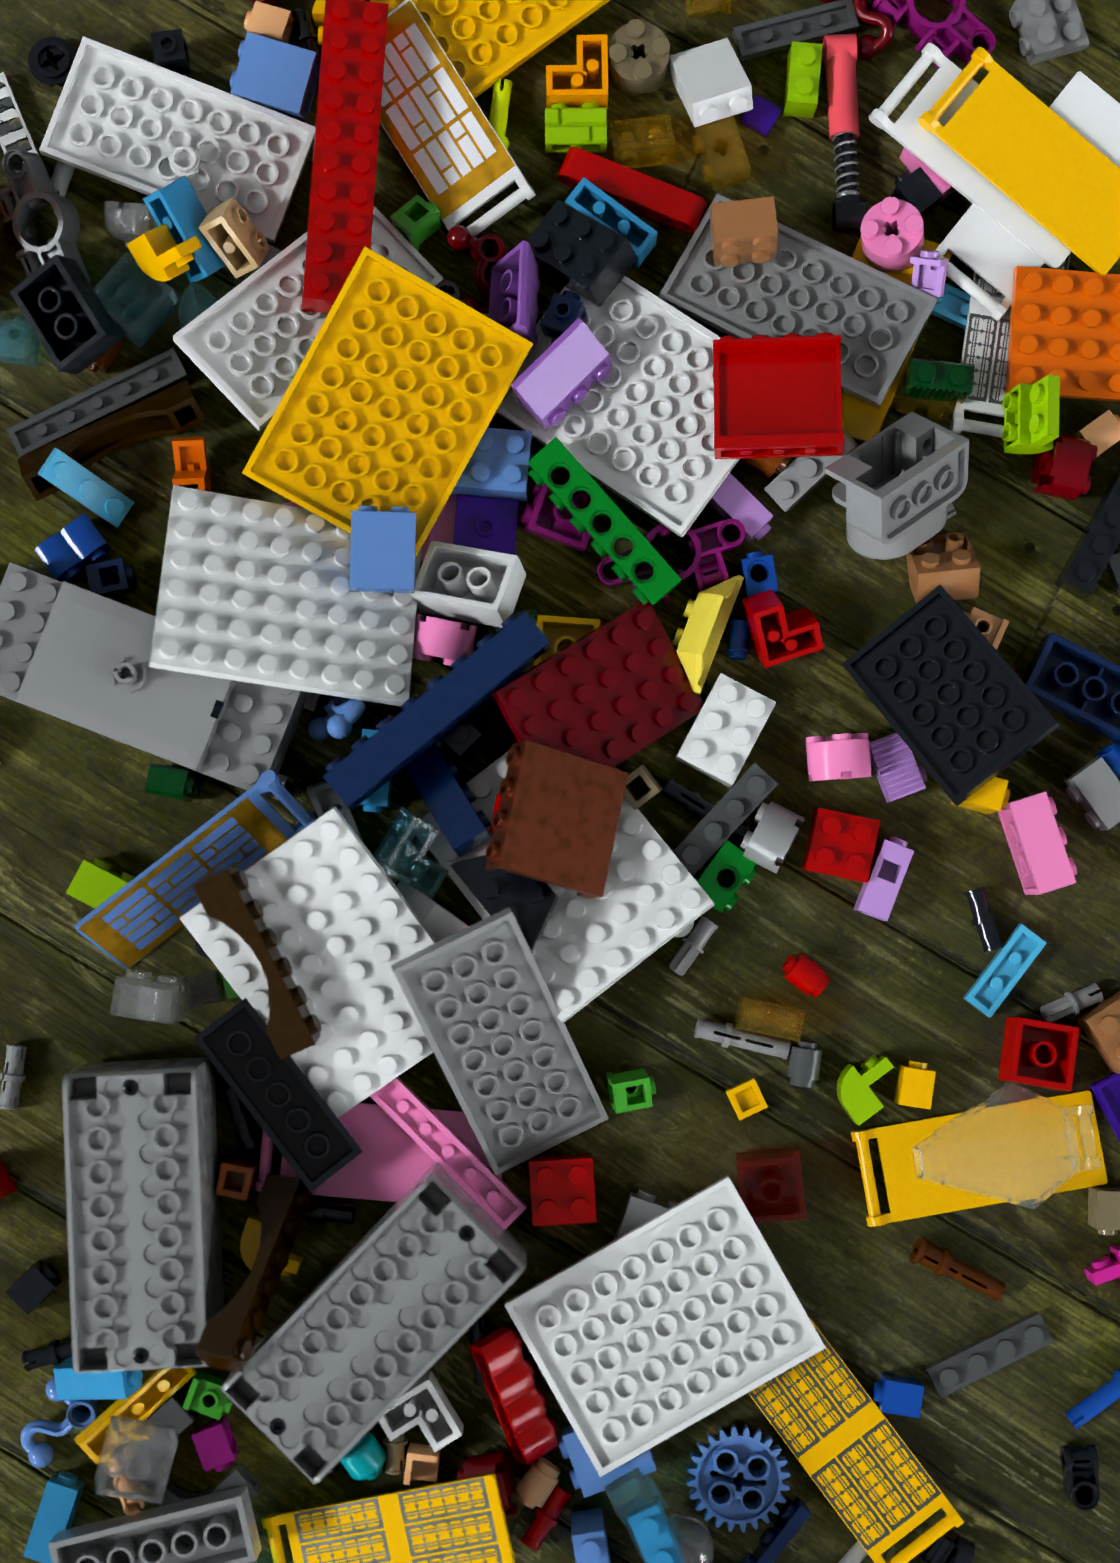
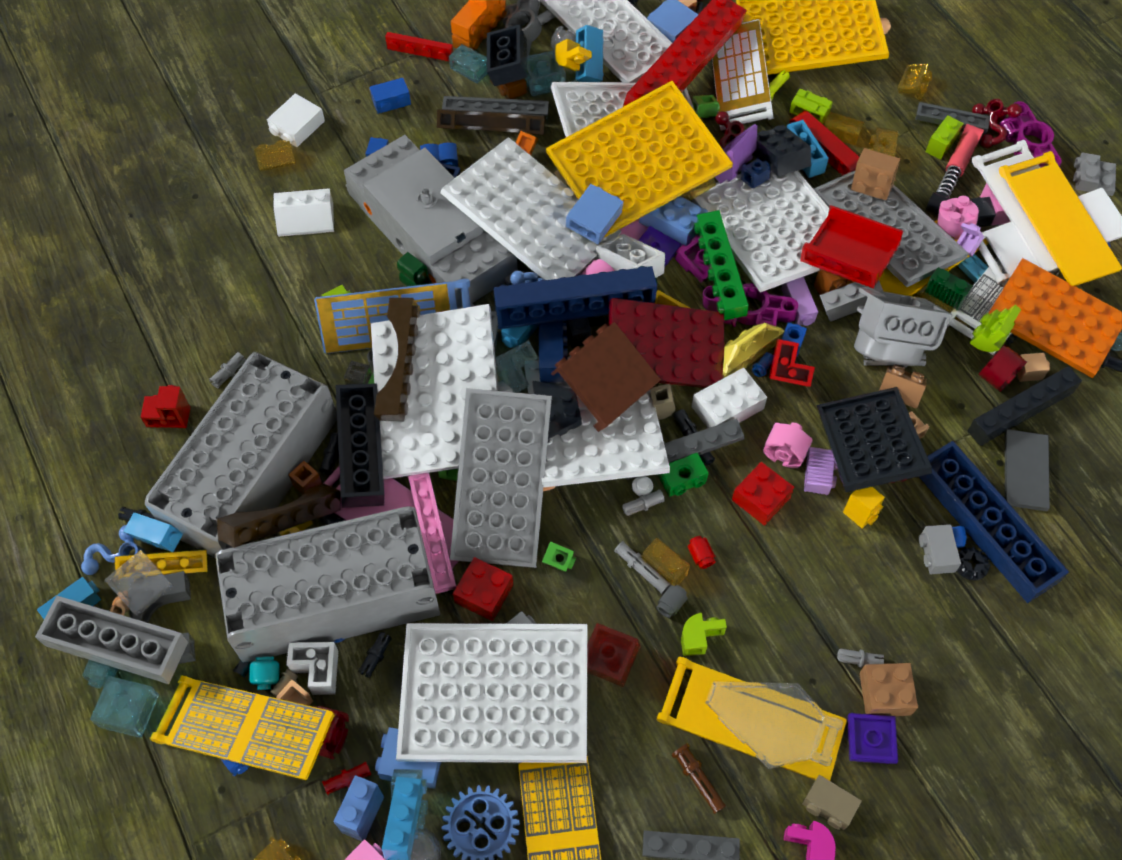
camera: 35 degrees right, 25 degrees down
(34, 1286) = (151, 473): black brick -> none
(85, 487) = (464, 132): medium azure plate -> none
(149, 998) = (325, 363): clear brick -> none
(203, 1385) = (200, 581): bright green brick -> none
(215, 1445) = (187, 616): magenta brick -> none
(234, 237) = (609, 65): tan brick -> none
(514, 1396) = (376, 688): red brick -> none
(538, 1483) = (355, 752): light nougat brick -> none
(562, 375) = (739, 189): slope -> none
(584, 81) = (827, 86): light orange brick -> none
(651, 50) = (861, 92): dark tan brick -> none
(711, 82) = (894, 115): white brick -> none
(746, 1099) = (624, 601): yellow plate -> none
(761, 117) = (913, 145): dark purple tile -> none
(772, 835) = (725, 464): light grey brick -> none
(885, 878) = (778, 526): lavender brick -> none
(899, 1395) = (616, 834): blue brick -> none
(915, 1085) = (733, 650): yellow brick -> none
(983, 919) = (829, 581): black pin -> none
(1004, 970) = (827, 616): medium azure plate -> none
(1037, 844) = (885, 550): bright pink brick -> none
(1038, 1053) = (823, 671): red brick -> none

